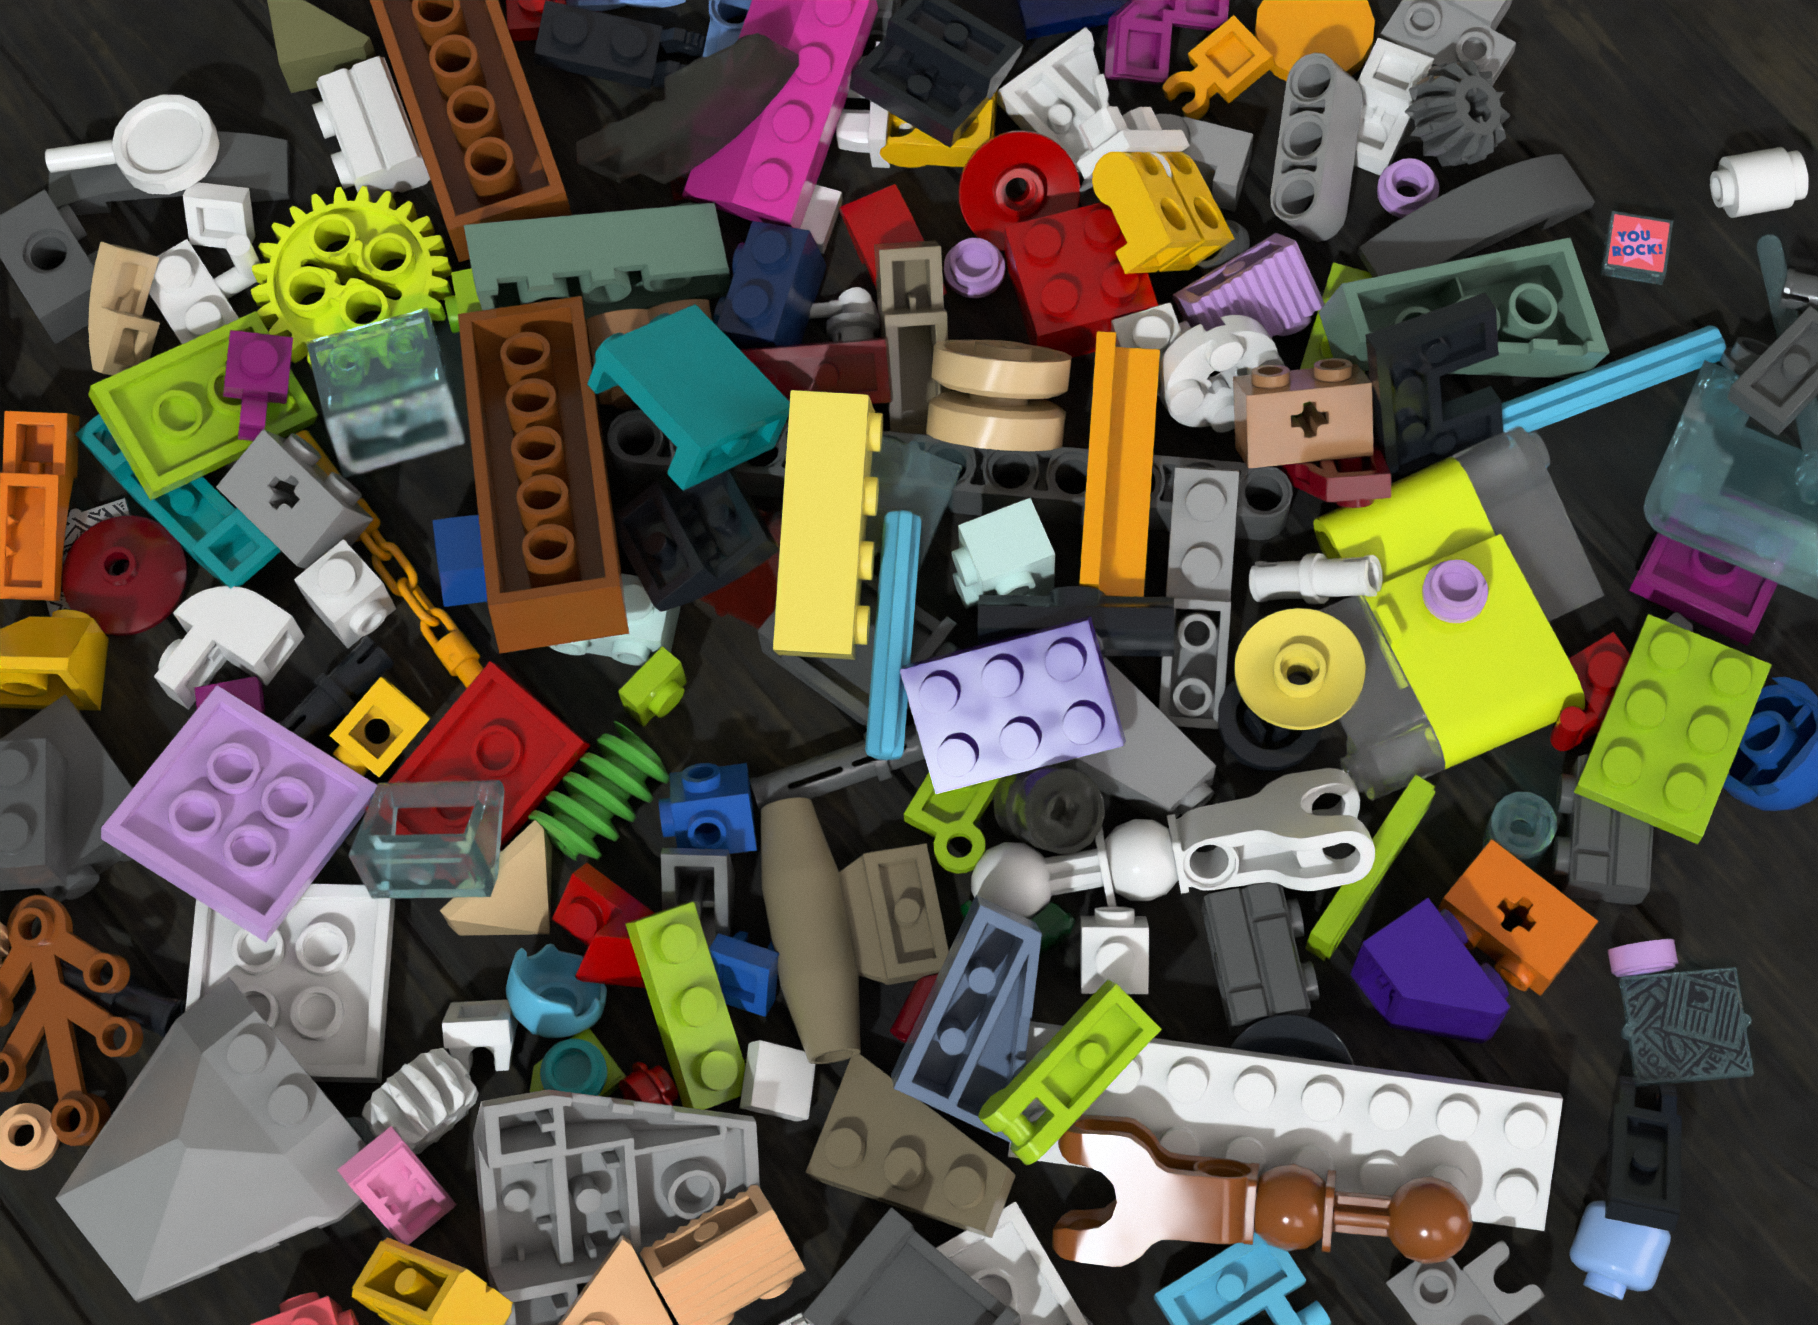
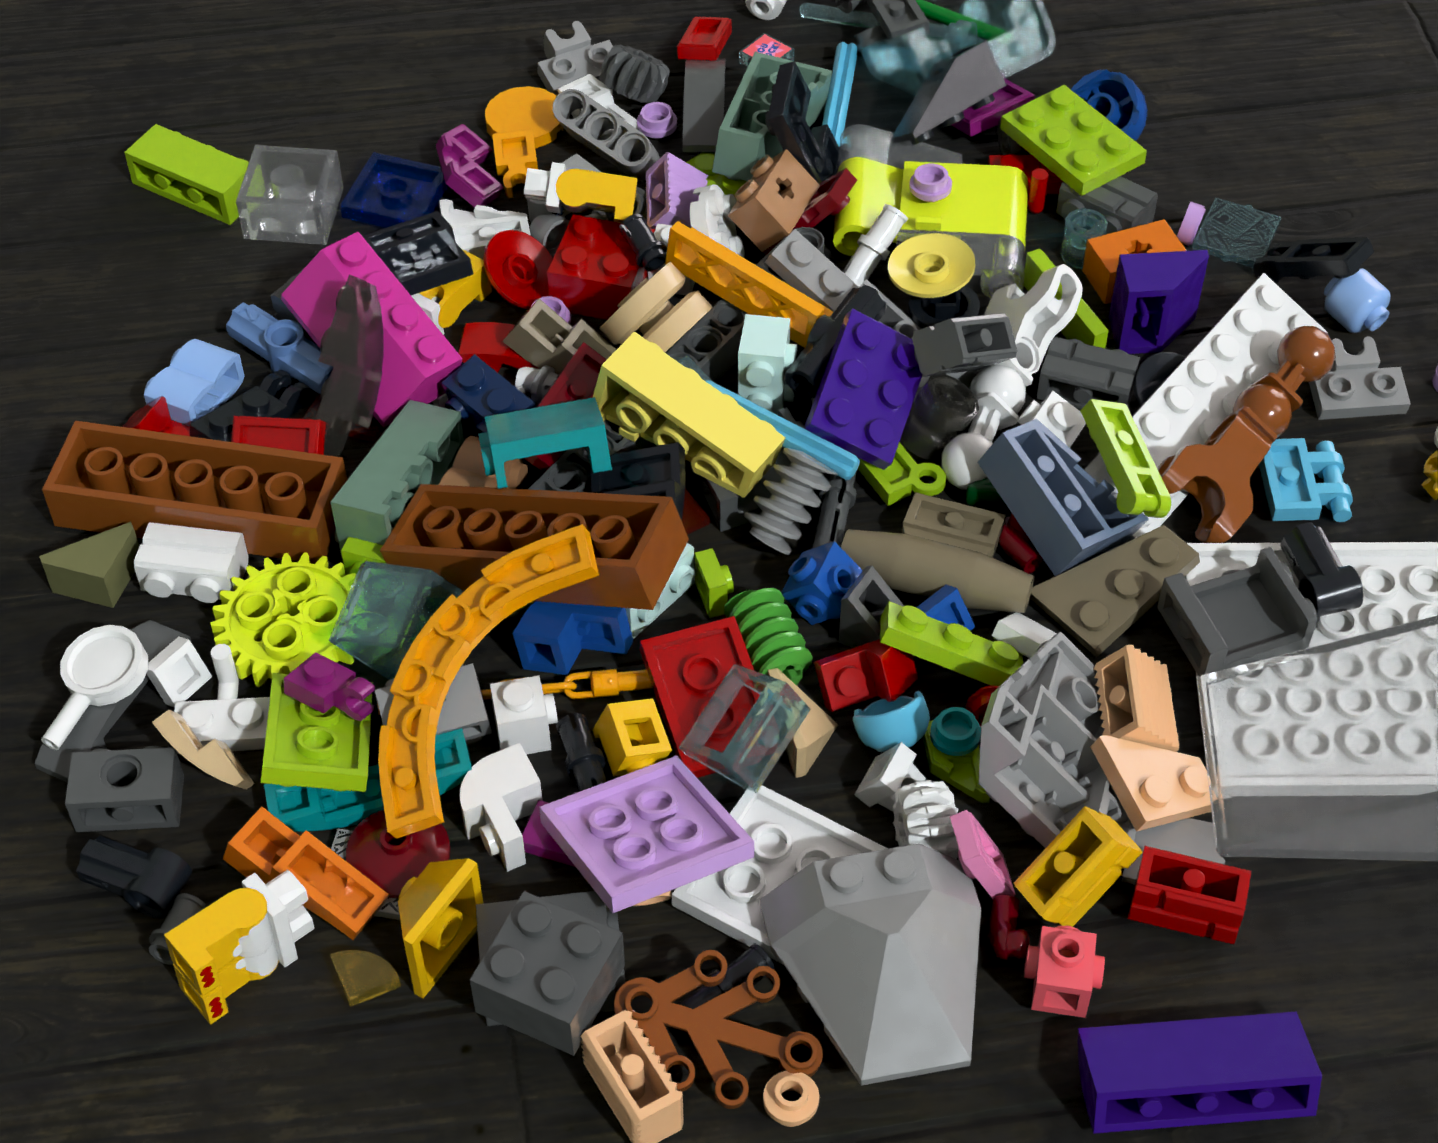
camera: 65 degrees left, 20 degrees down
(302, 470) = (439, 651): none -> light orange plate
(325, 1265) = (1002, 931): none -> dark red arm
(568, 107) = (280, 433): none -> red tile
(800, 706) = (788, 500): none -> light grey piece
(1103, 306) = (648, 250): none -> black pin
(1130, 784) = (964, 344): none -> dark grey brick
(1602, 155) = (704, 38): none -> red tile
(1654, 524) = (951, 86): none -> slope

